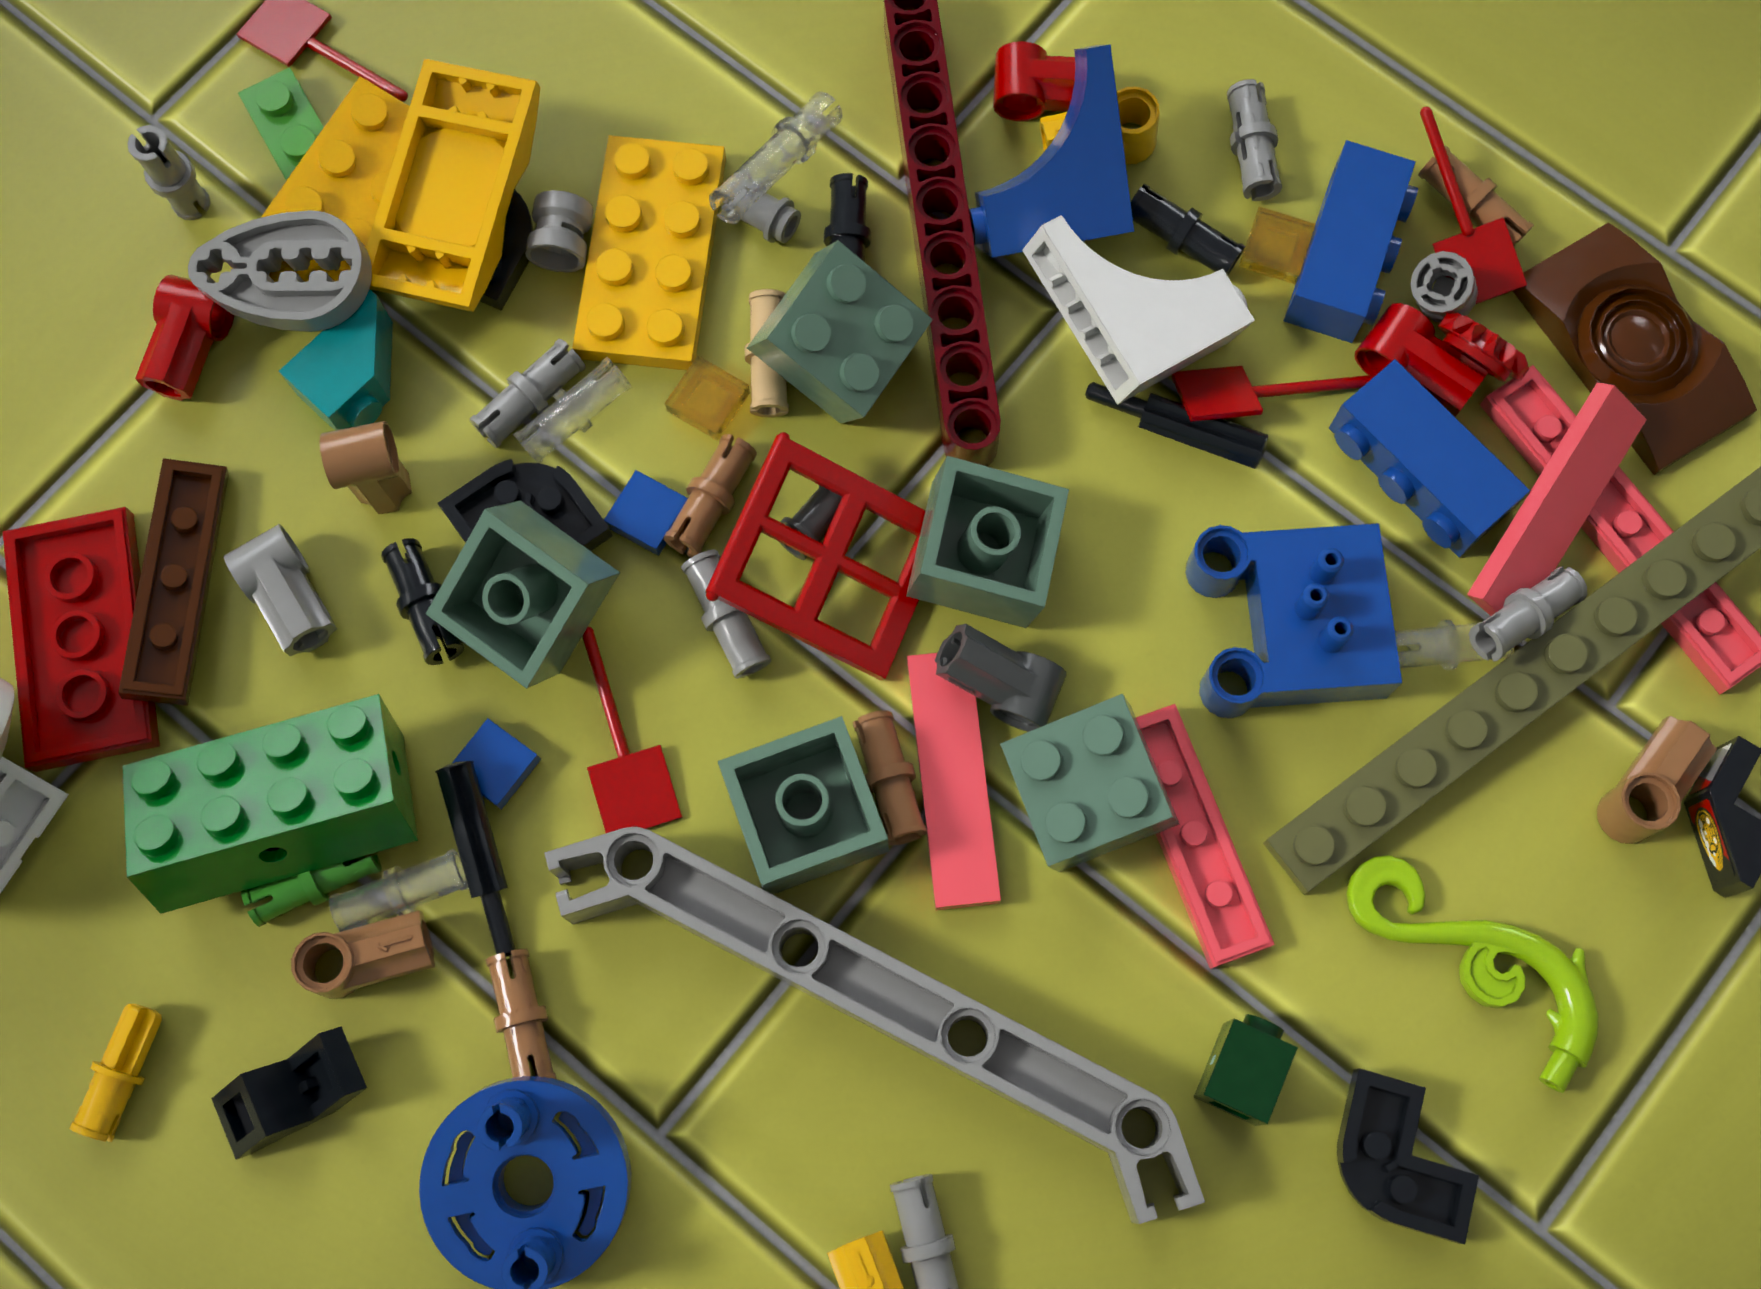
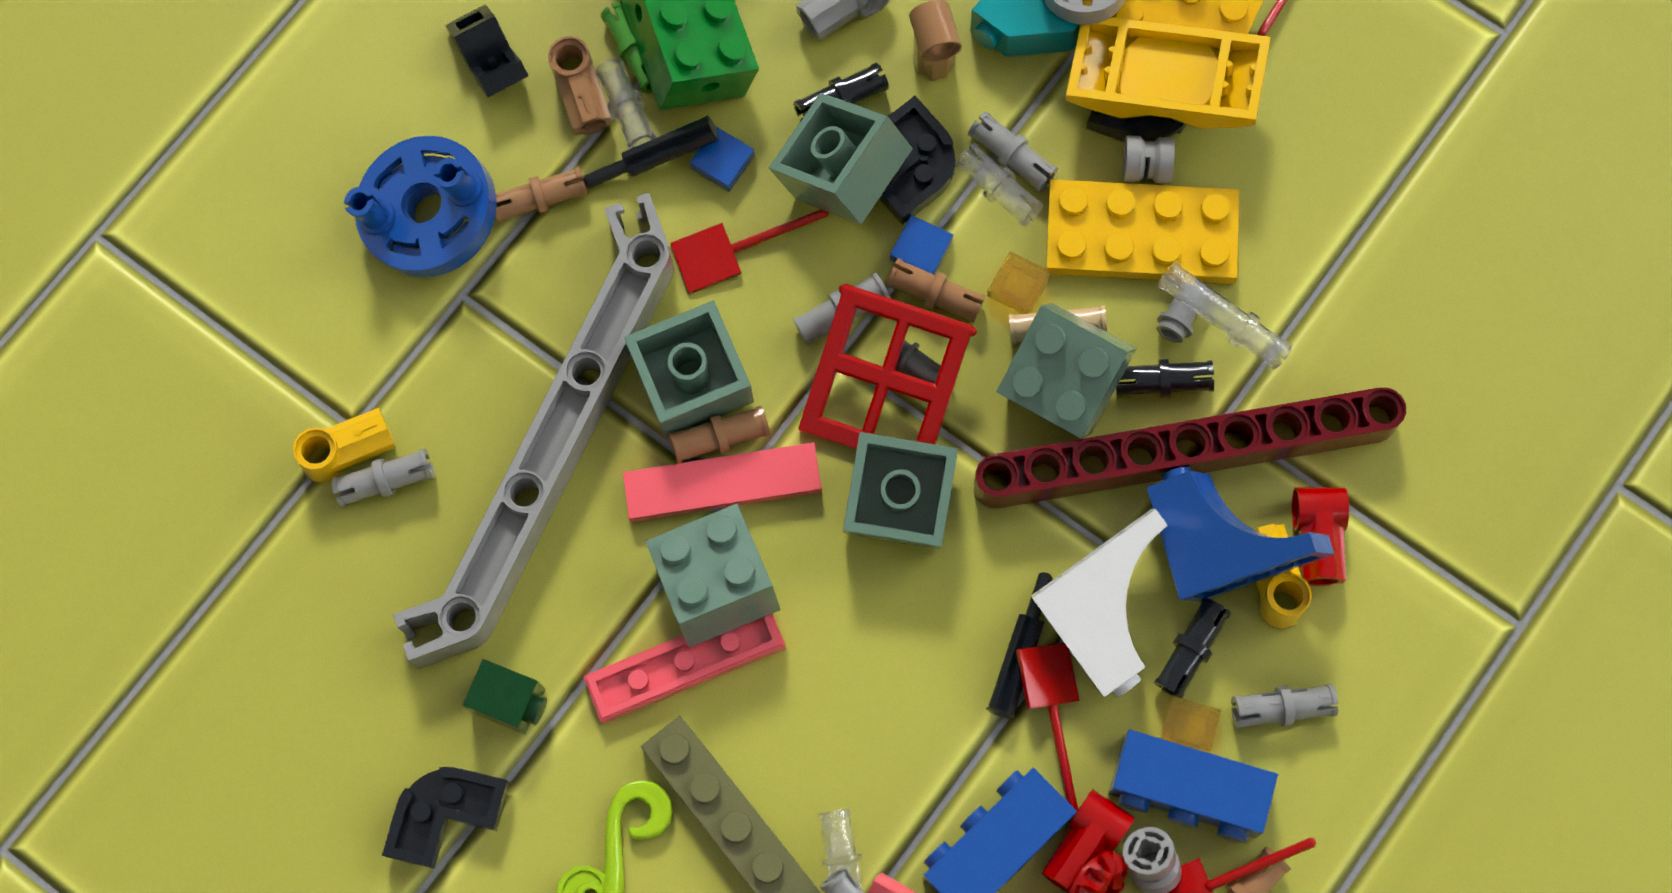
camera: 90 degrees right, 0 degrees up
(1016, 684) = (792, 521): dark grey piece -> none
(1314, 616) = (858, 750): blue piece -> none

